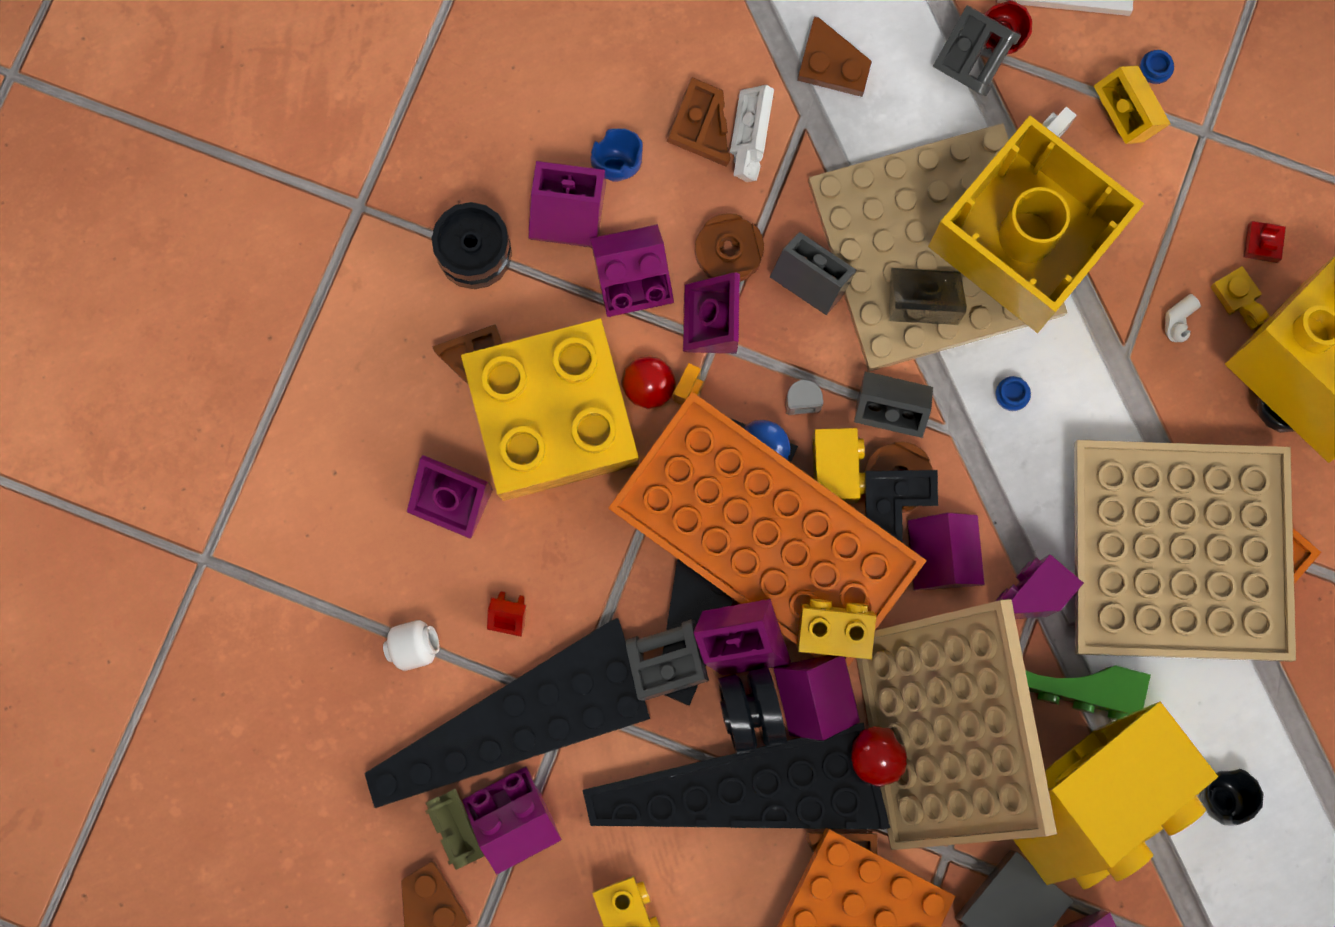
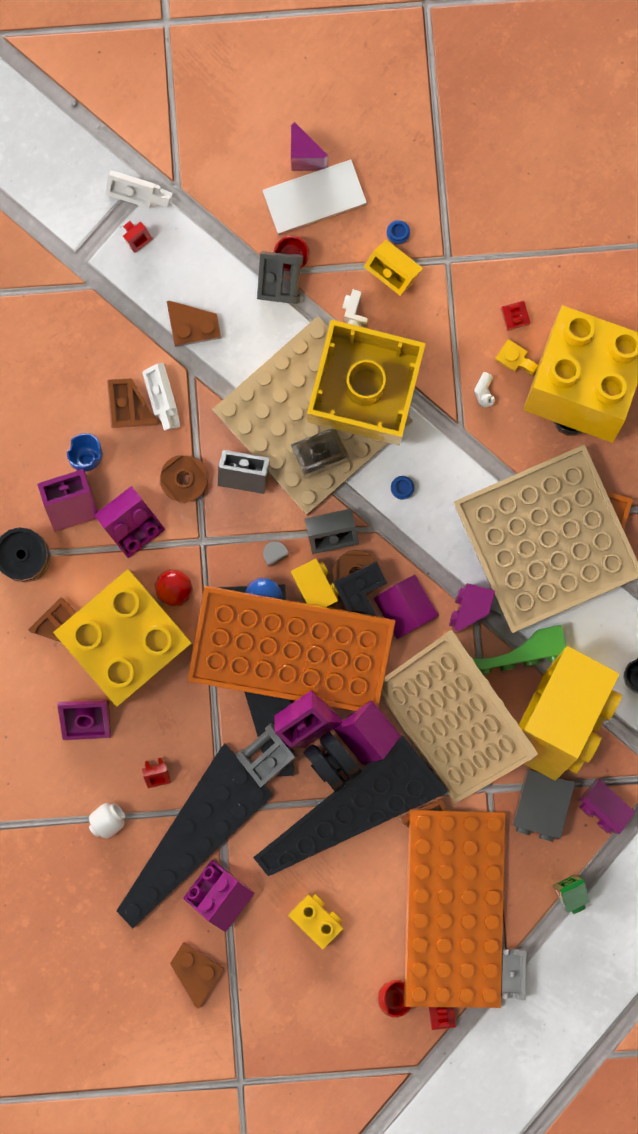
camera: 25 degrees left, 5 degrees up
(455, 827) = (188, 917): olive hinge -> none
(688, 383) = (200, 578): light orange plate -> none
(712, 315) = (192, 527): magenta slope -> none
(836, 629) = (360, 689): yellow brick -> none
(878, 756) = (420, 753): red hair -> none

